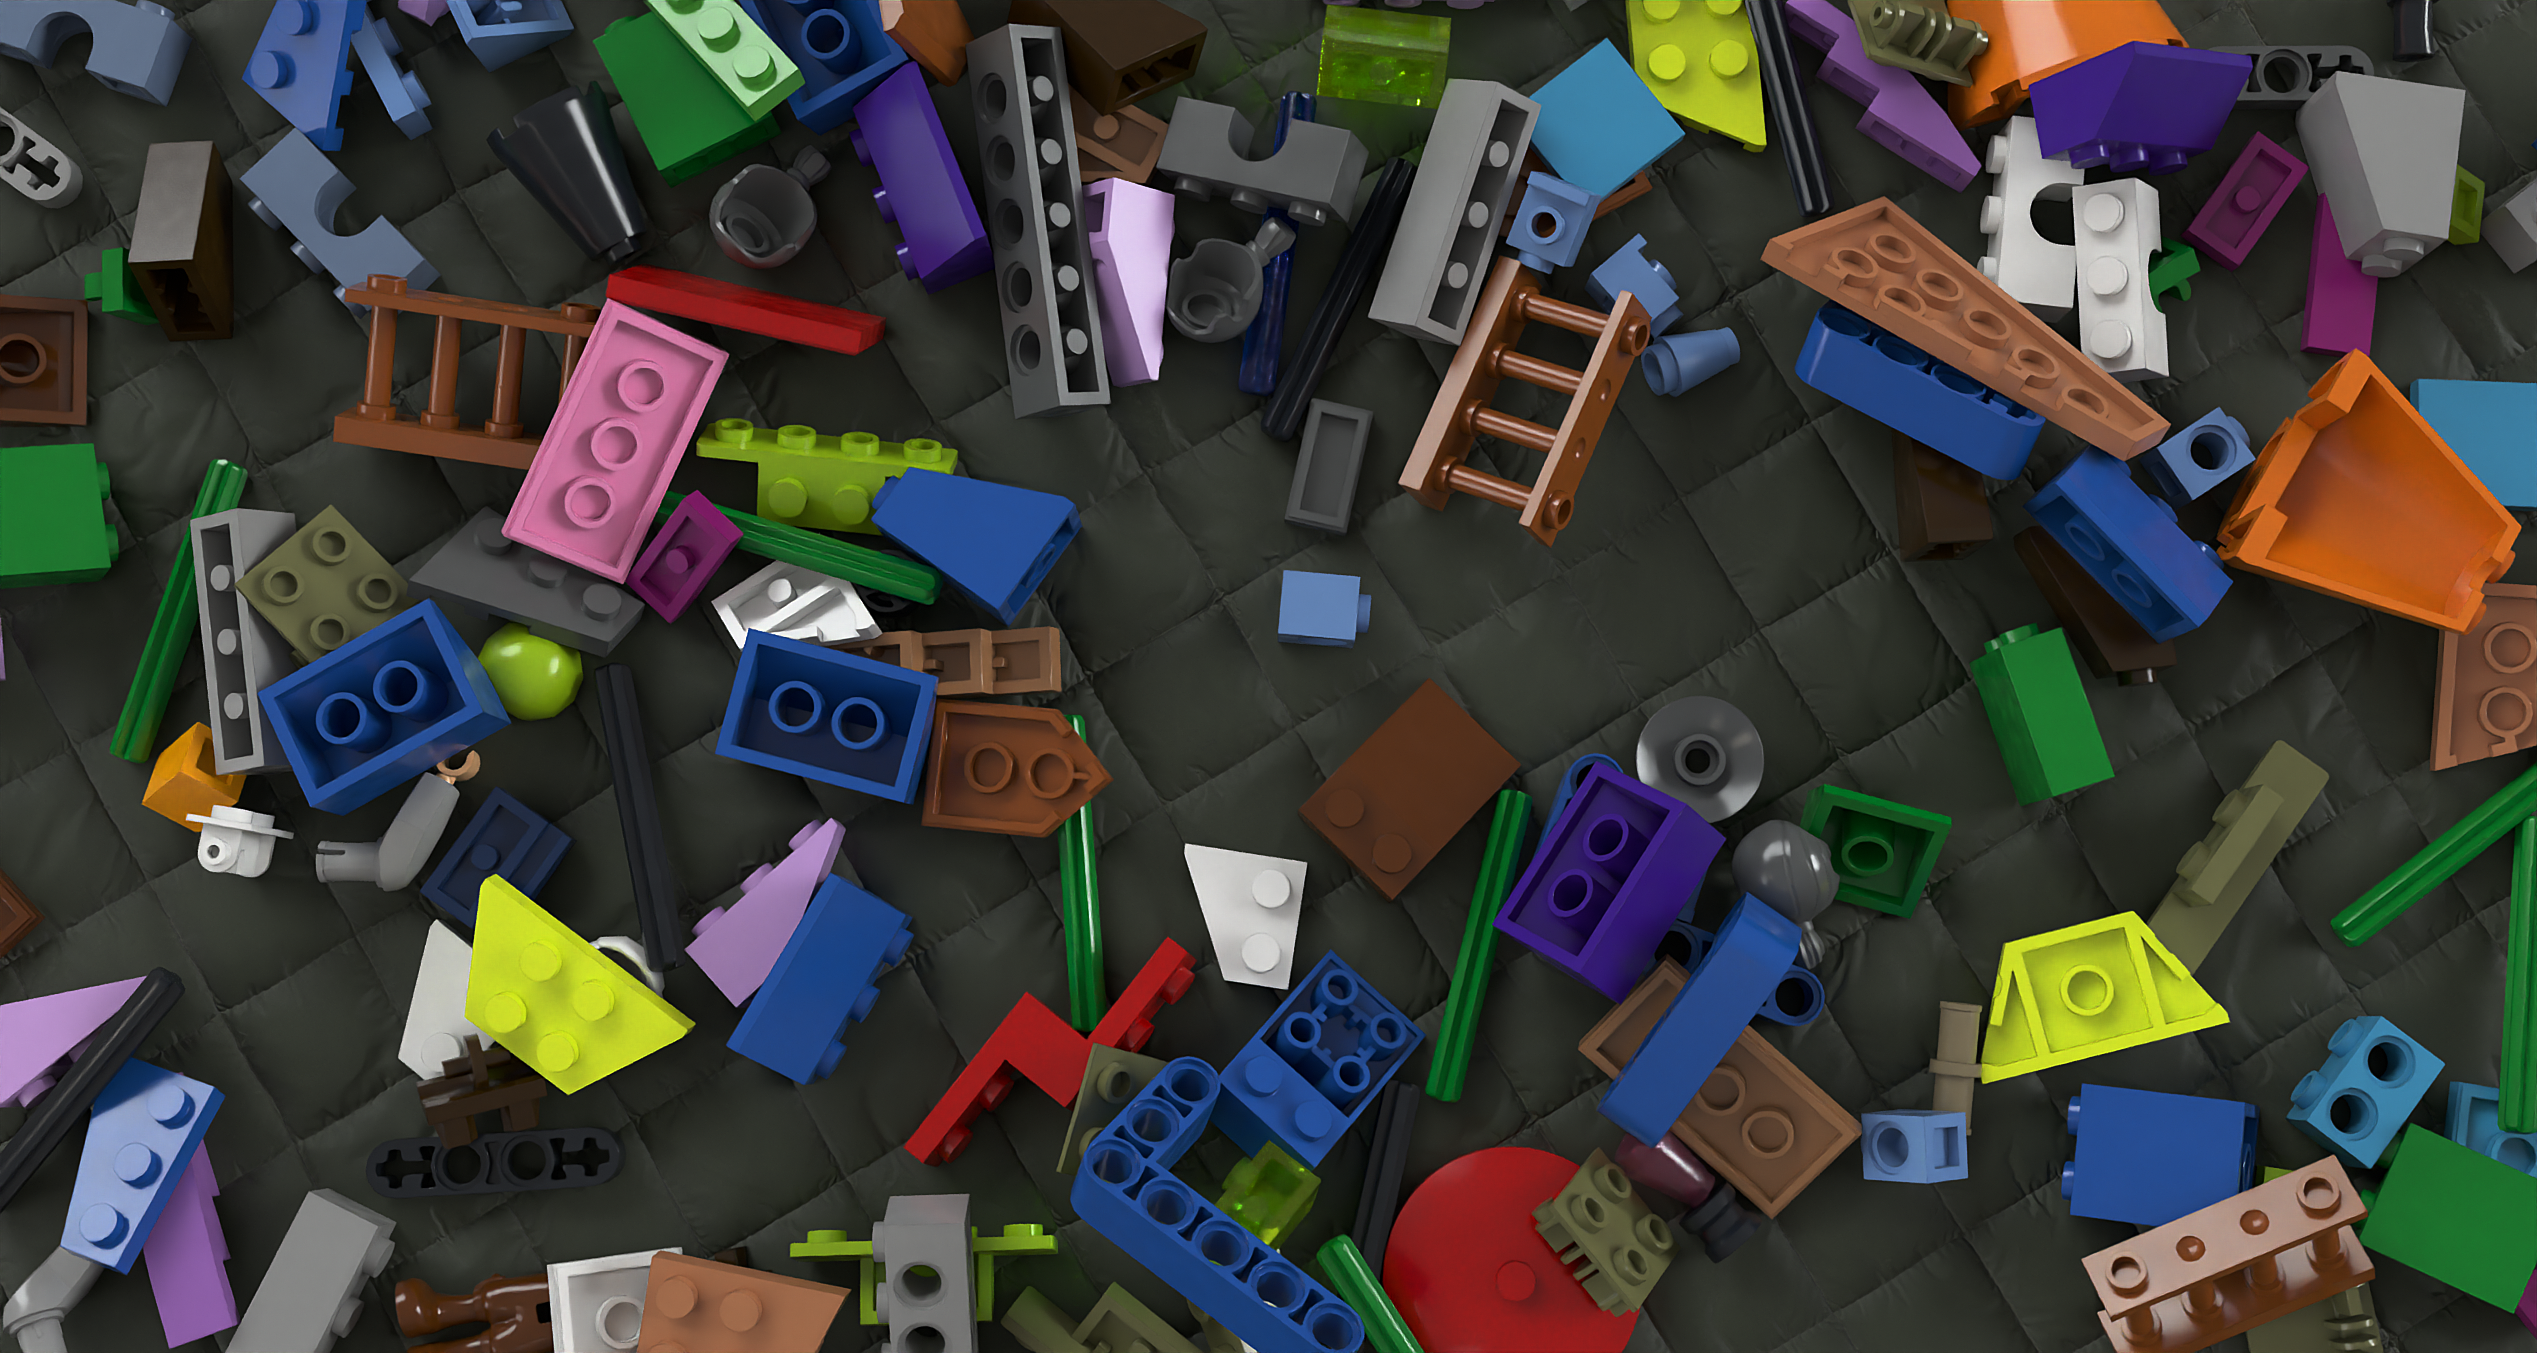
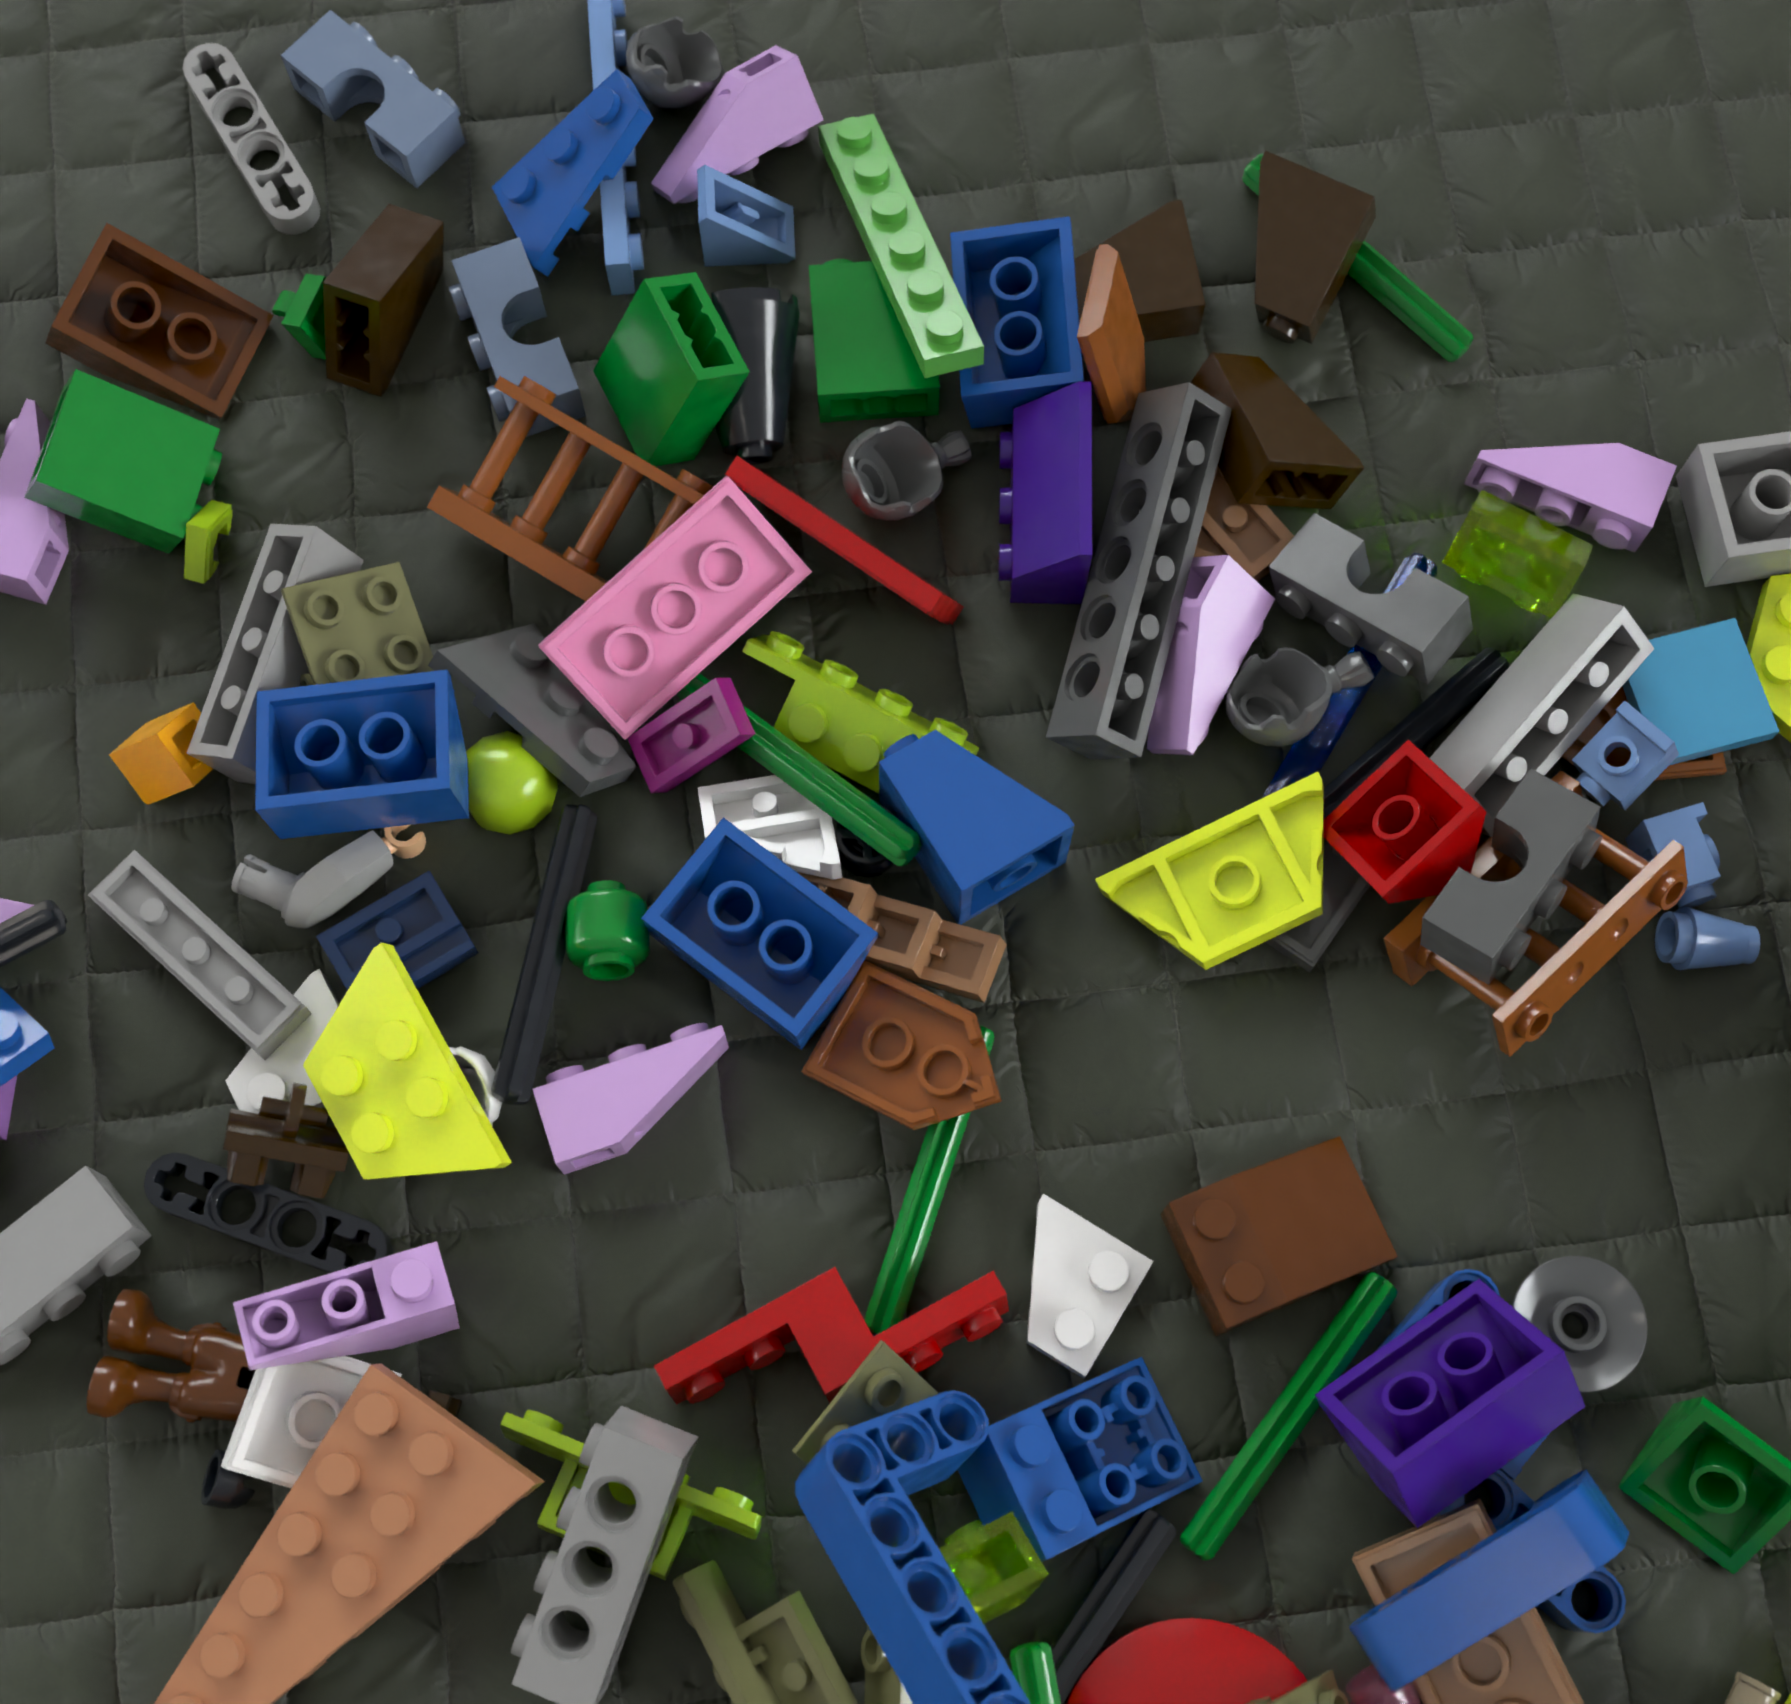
camera: 25 degrees right, 10 degrees down
(126, 555) = (201, 539): none -> lime tile
(172, 625) = (205, 621): green axle -> none
(237, 841) = (176, 819): white hinge -> none
(317, 953) = (200, 954): none -> light grey tile
(505, 206) = (670, 369): none -> green brick
(610, 1216) = (350, 1311): none -> lavender slope
(686, 773) = (606, 931): none -> green head
(822, 982) = (647, 1173): blue slope -> none
(1240, 480) = (1231, 878): none -> neon yellow wing
(1322, 609) = (1263, 1027): medium blue brick -> none
(1379, 375) = (1407, 827): none -> red slope
(1483, 438) = (1486, 922): none -> dark grey arch
(1791, 875) = (1634, 1472): dark grey hair -> none

